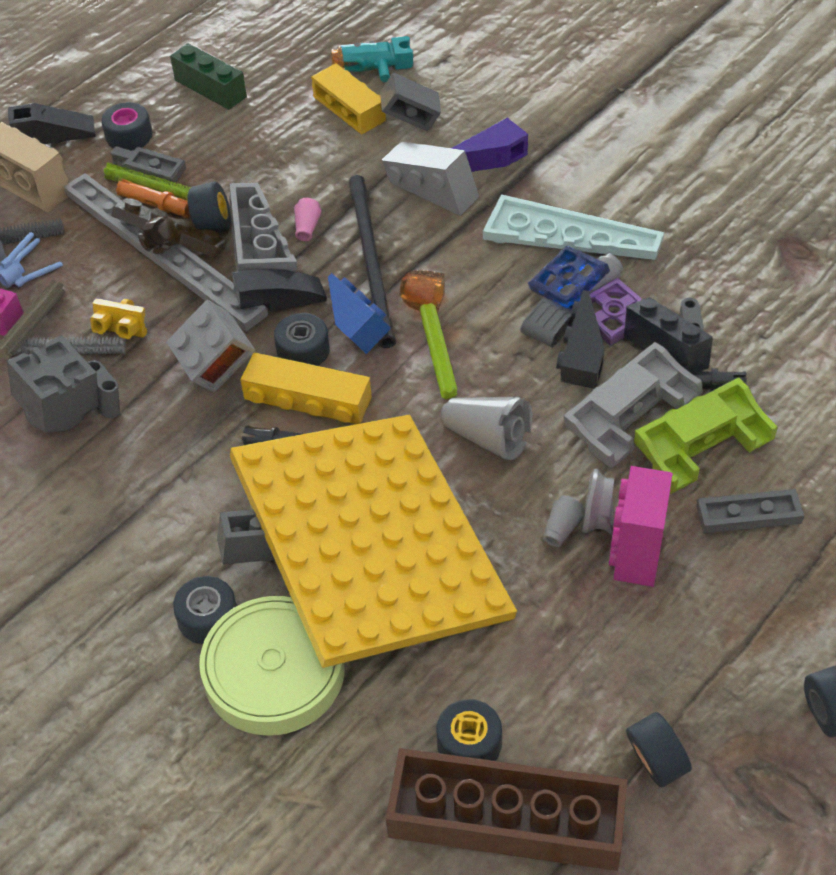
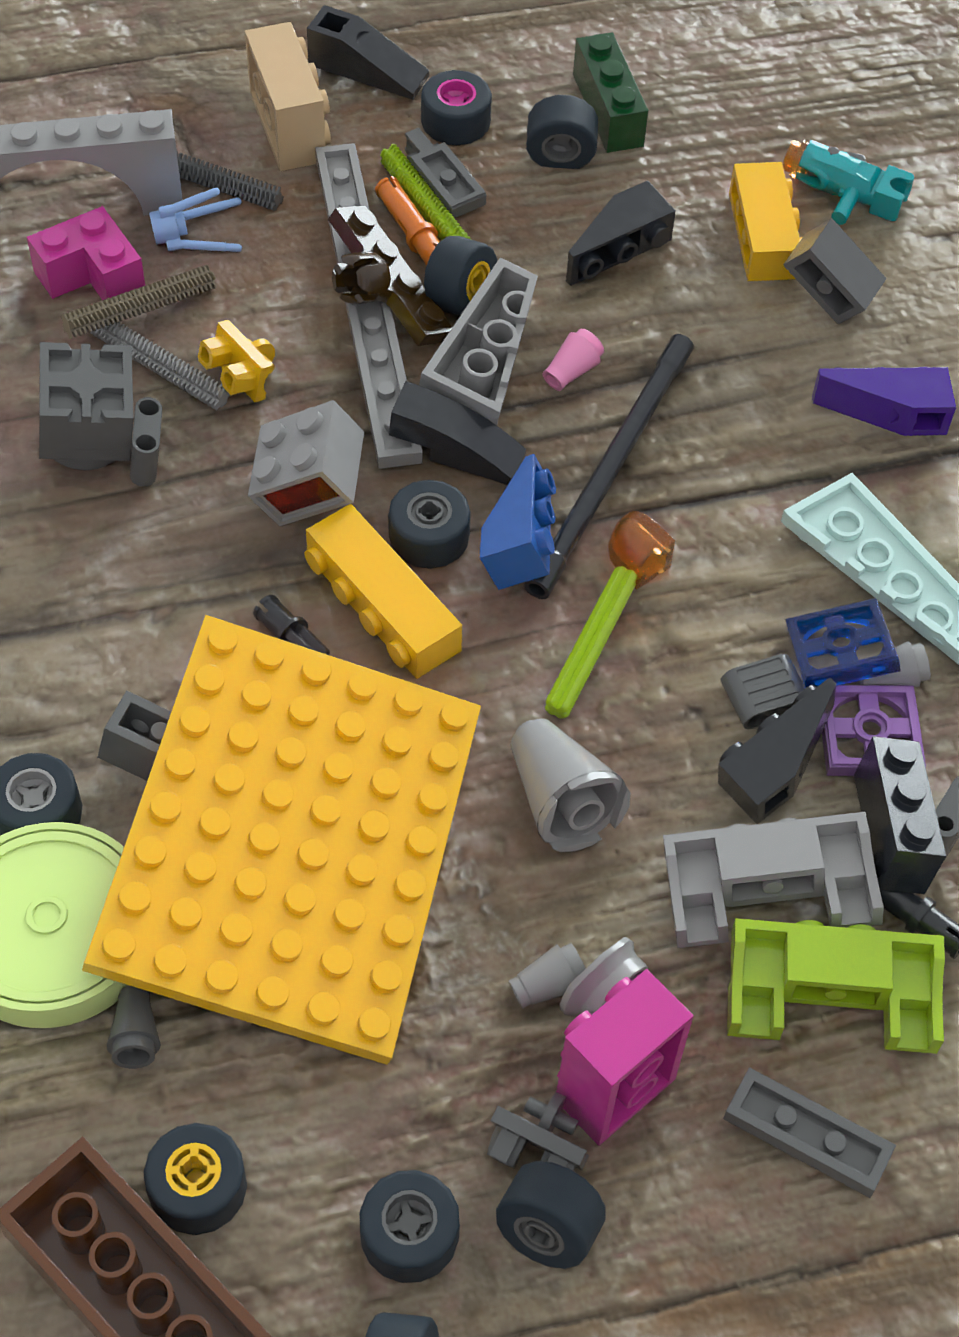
camera: 30 degrees right, 5 degrees up
(201, 108) = (562, 132): none -> black wheel
(278, 137) = (623, 229): none -> black slope
(367, 687) = (133, 1032): none -> dark grey cone
(433, 174) = (783, 393): light grey wedge -> none
(591, 672) = (406, 1204): none -> black wheel
(642, 598) = (515, 1132): none -> dark grey hips
(666, 628) = (551, 1214): none -> black wheel

